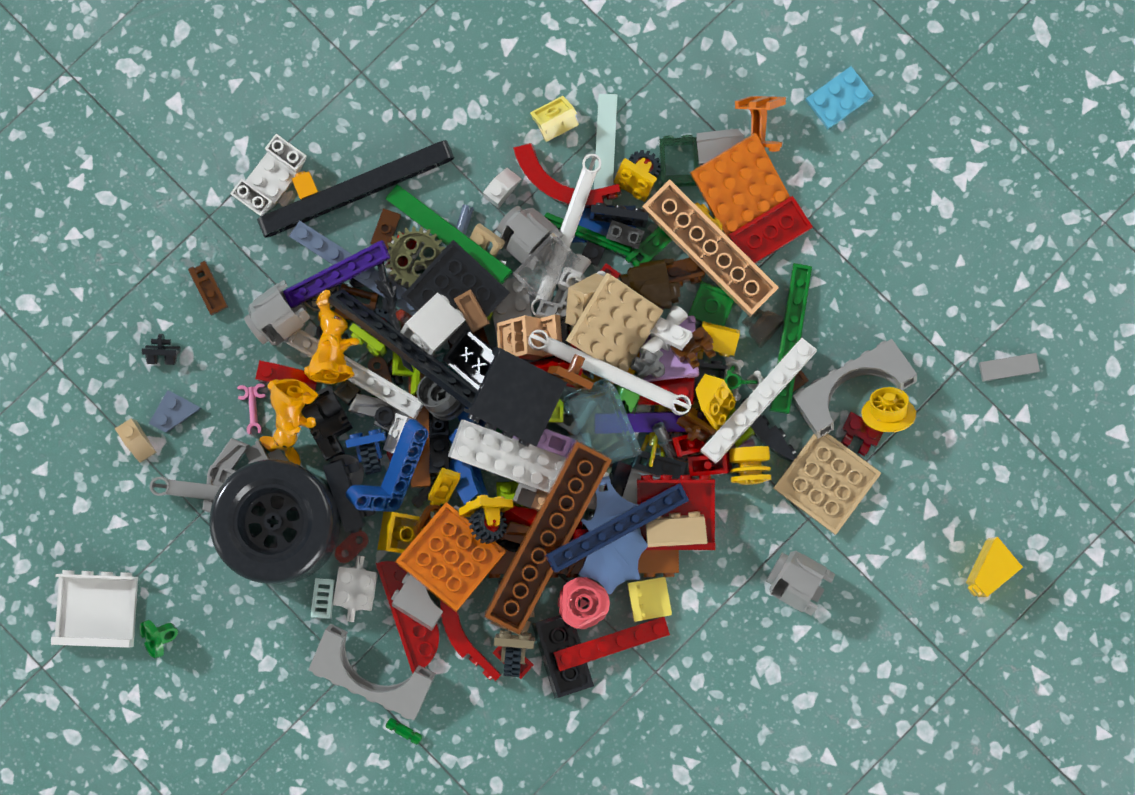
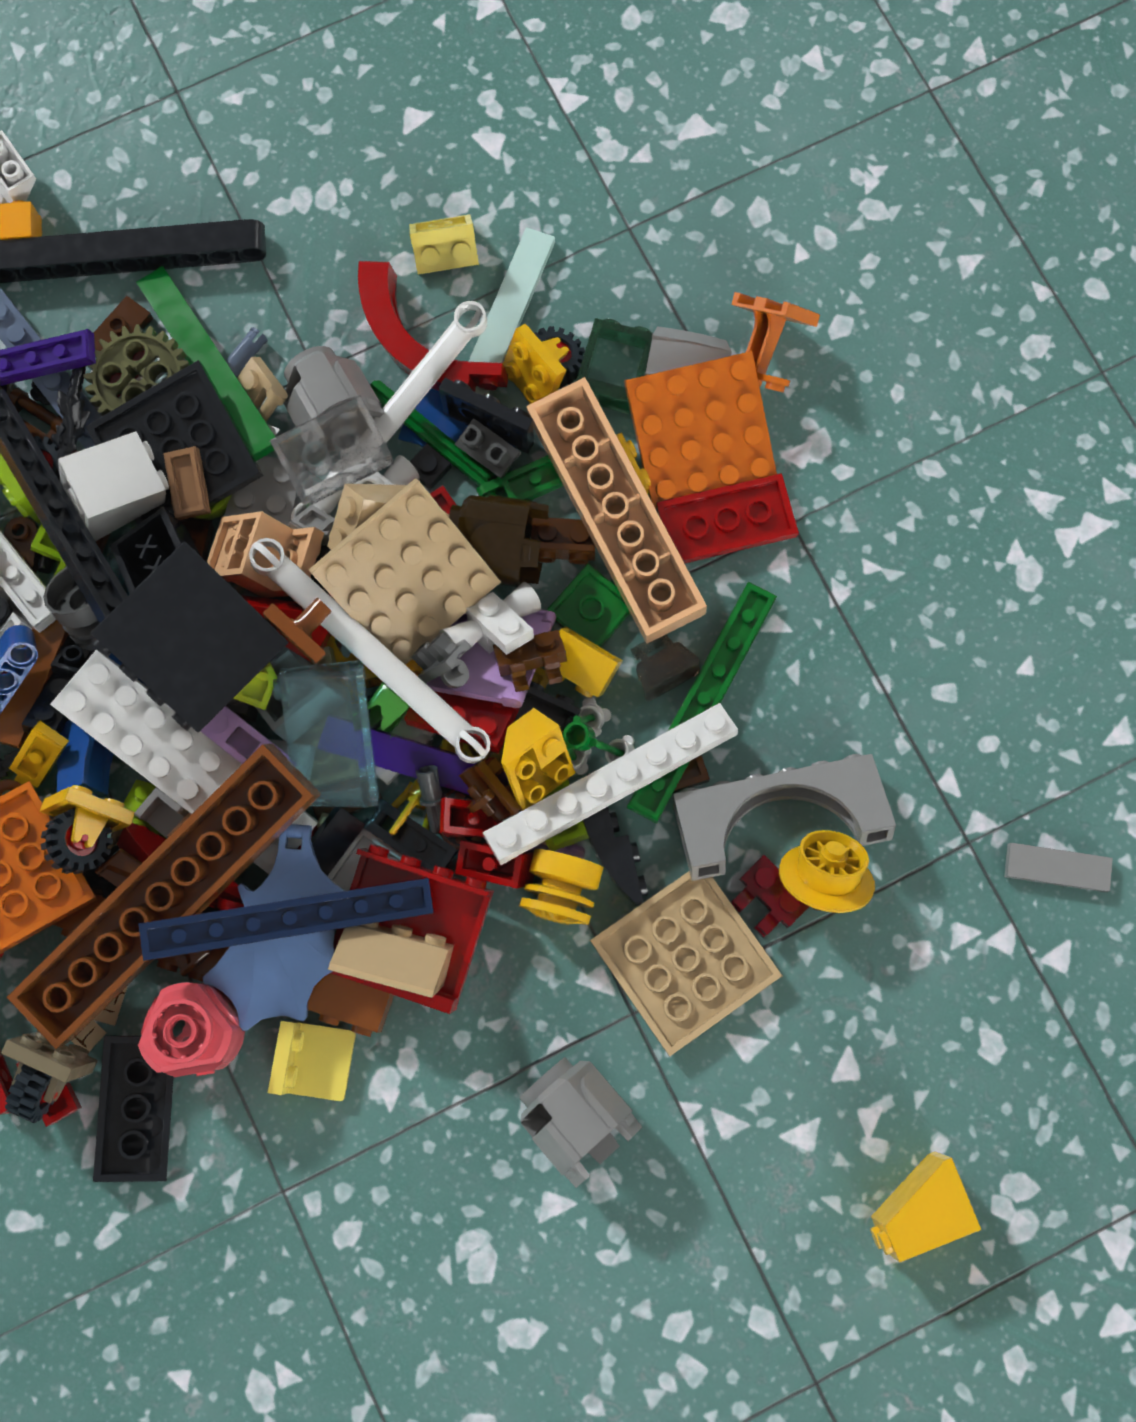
camera: 20 degrees right, 5 degrees down
(501, 187) = (321, 319): white slope -> none
(611, 643) = (219, 1117): red plate -> none
(839, 97) = (907, 348): medium azure plate -> none

